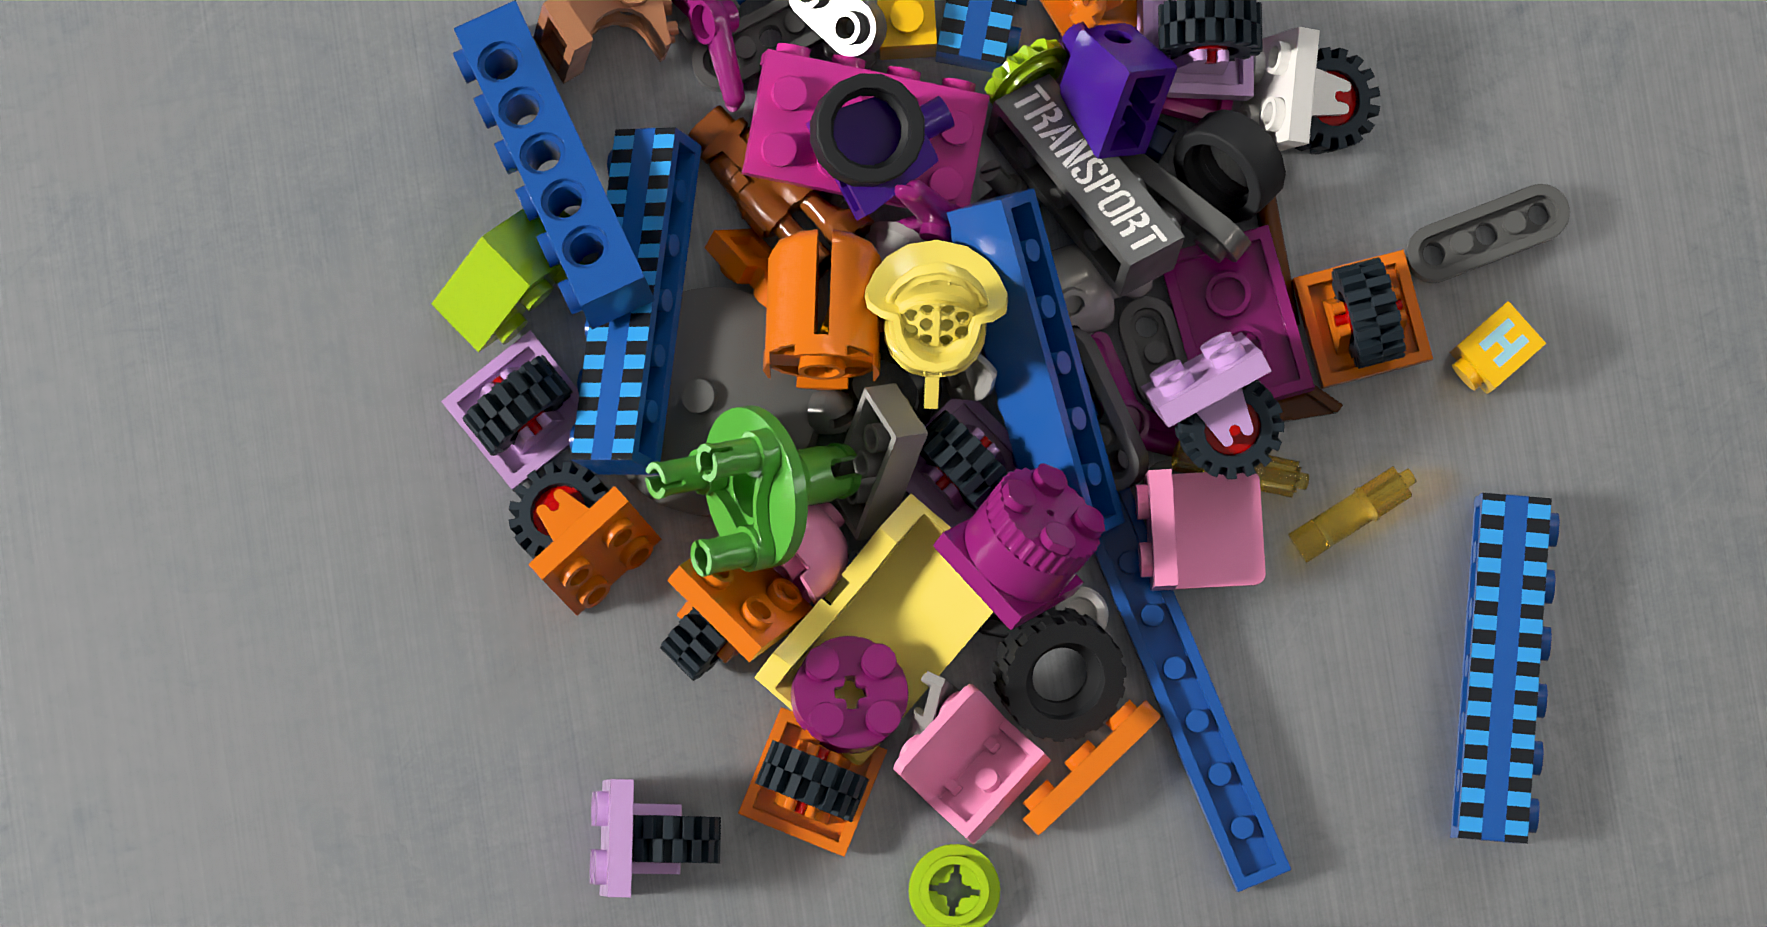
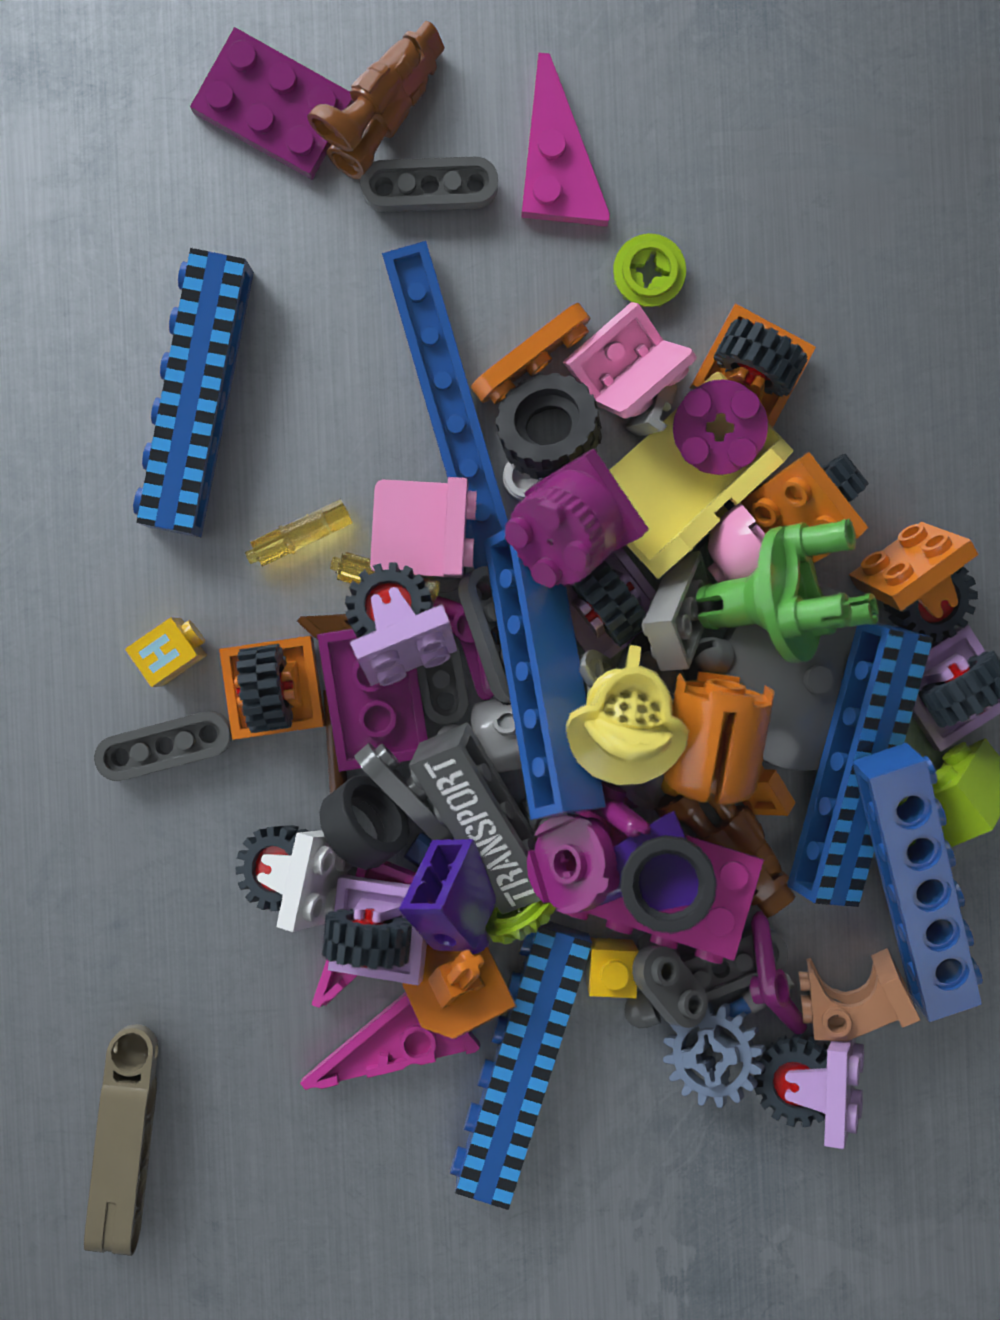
camera: 170 degrees left, 5 degrees up
(645, 838) = (896, 330): plate -> none
(953, 149) = (595, 860): none -> magenta plate

